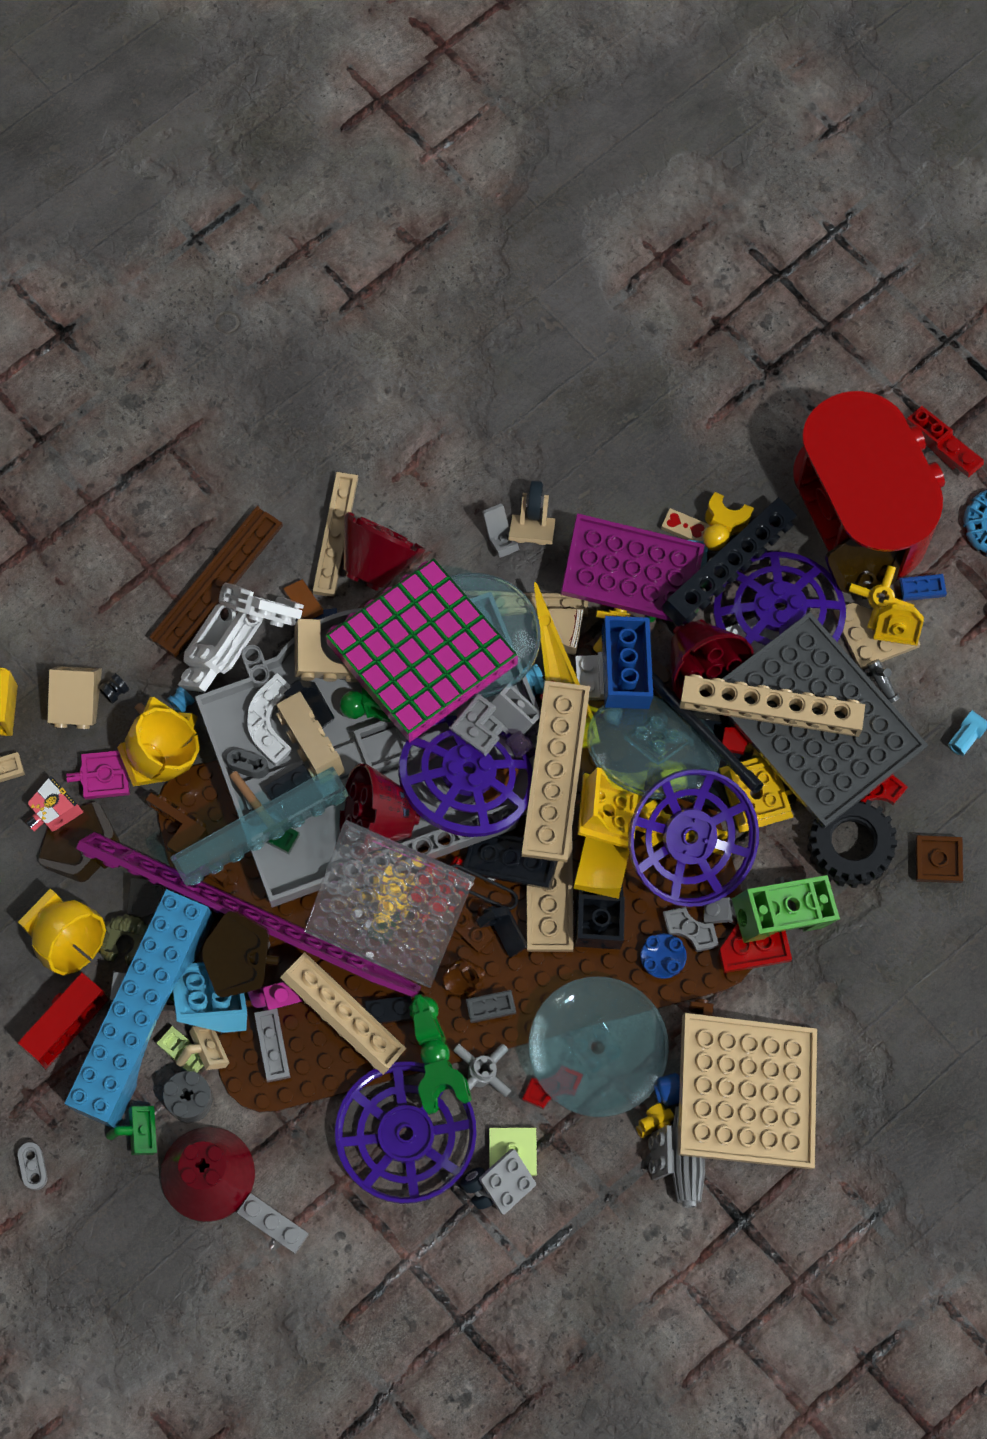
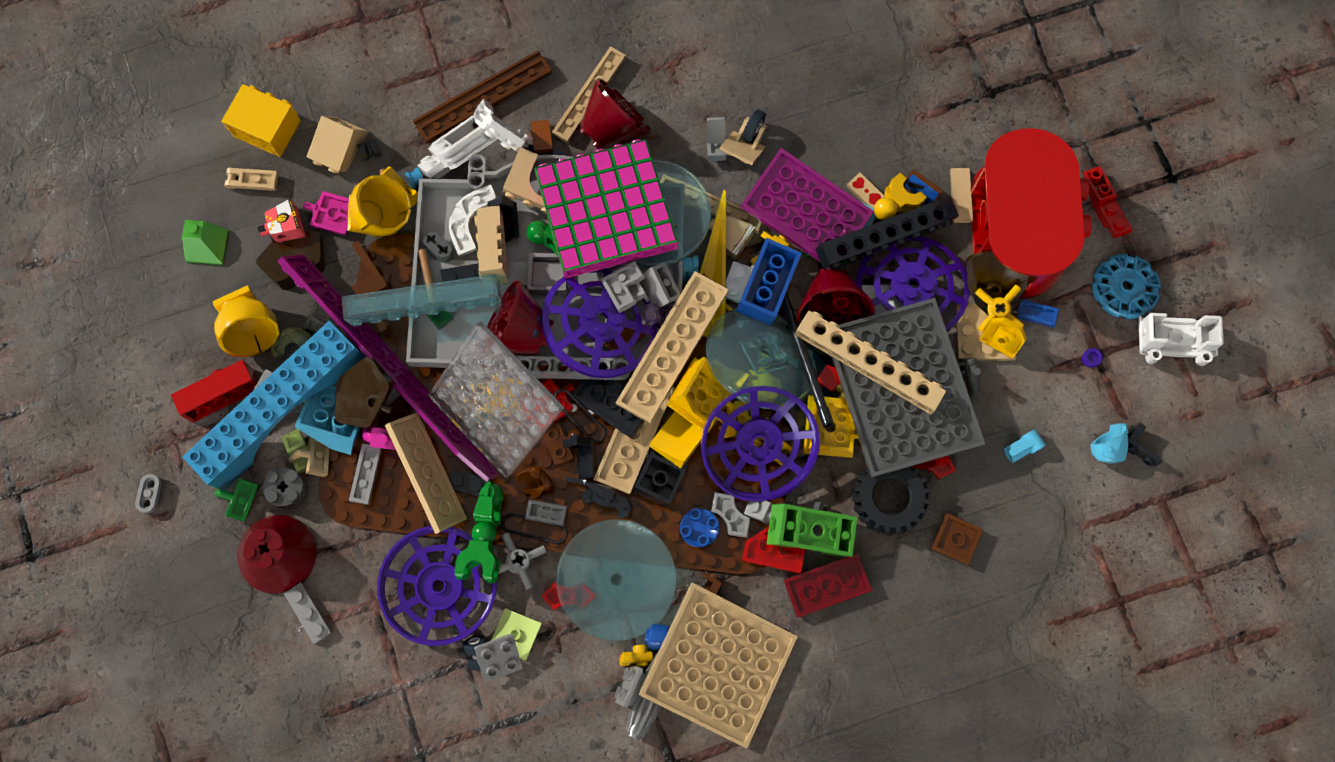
camera: 25 degrees right, 5 degrees up
(485, 1038) = (532, 536): none -> black piece
(546, 963) = (604, 496): none -> black animal
(737, 496) = (917, 183): none -> slope
(788, 490) = (961, 194): none -> tan tile
(824, 963) = (827, 585): none -> dark red plate

